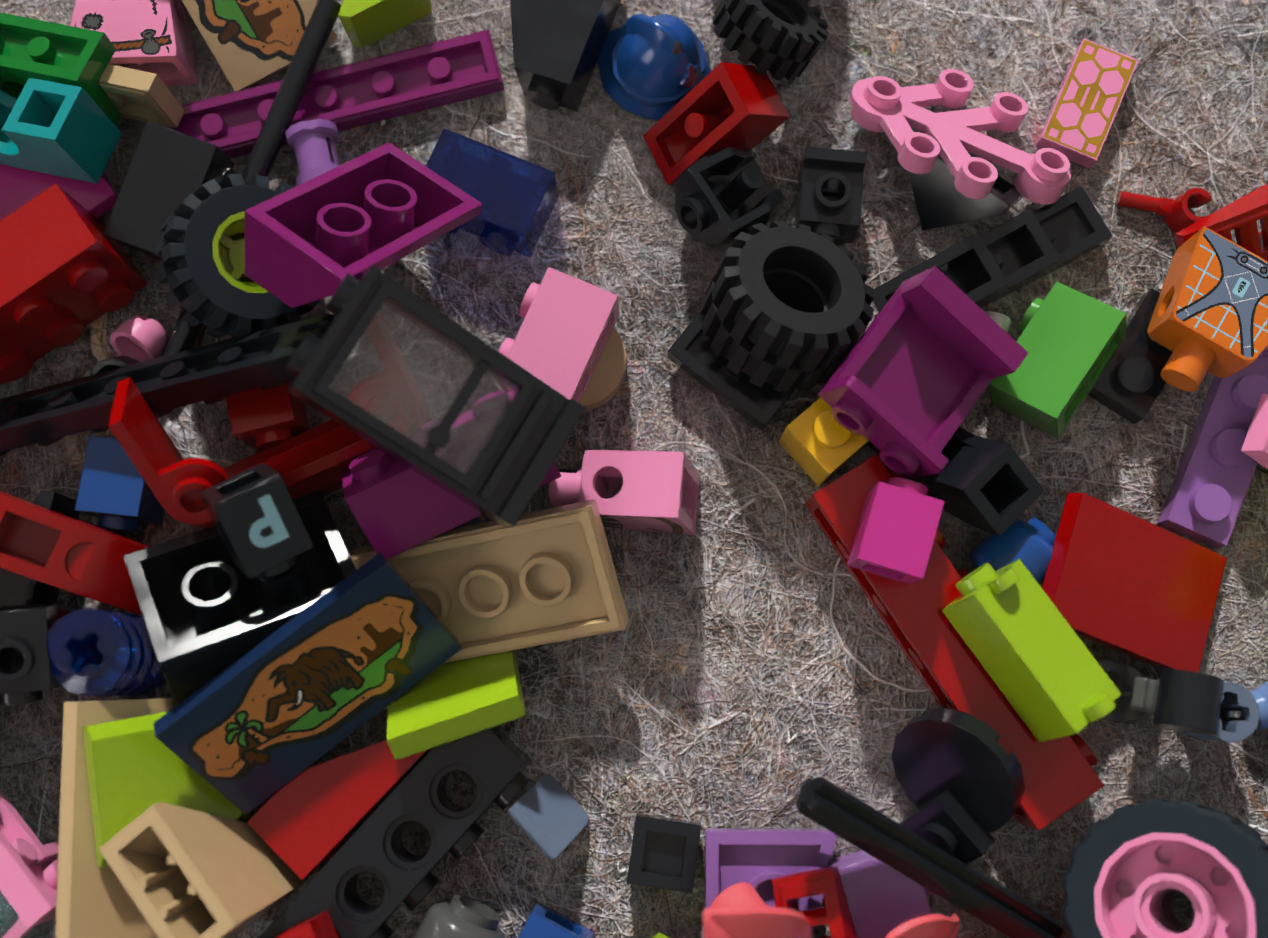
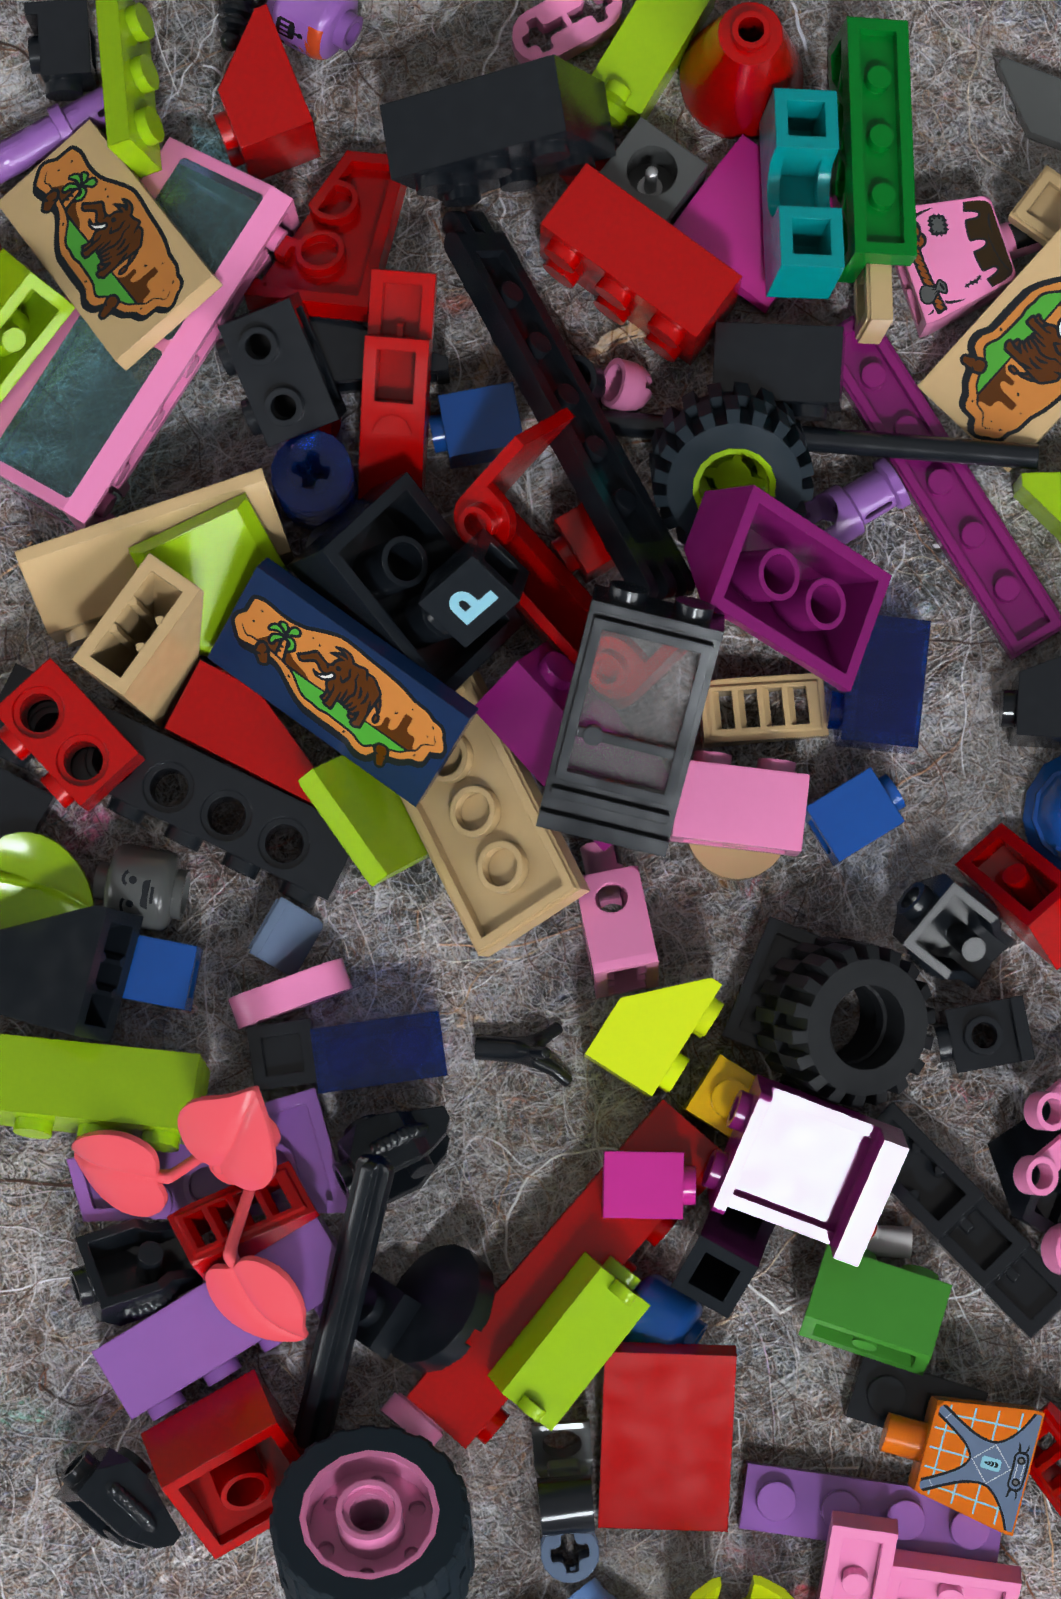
camera: 70 degrees right, 5 degrees up
(498, 309) = (711, 726): none -> tan slope
(599, 247) = (855, 814): none -> blue brick
(606, 828) = (290, 993): none -> bright pink beam
(690, 757) = (379, 1052): none -> clear blue brick
(725, 616) = (524, 1050): none -> black bar
(748, 486) = (648, 1031): none -> neon yellow slope
(783, 760) = (411, 1139): none -> black hand
(1057, 833) = (411, 1418): none -> bright pink tile

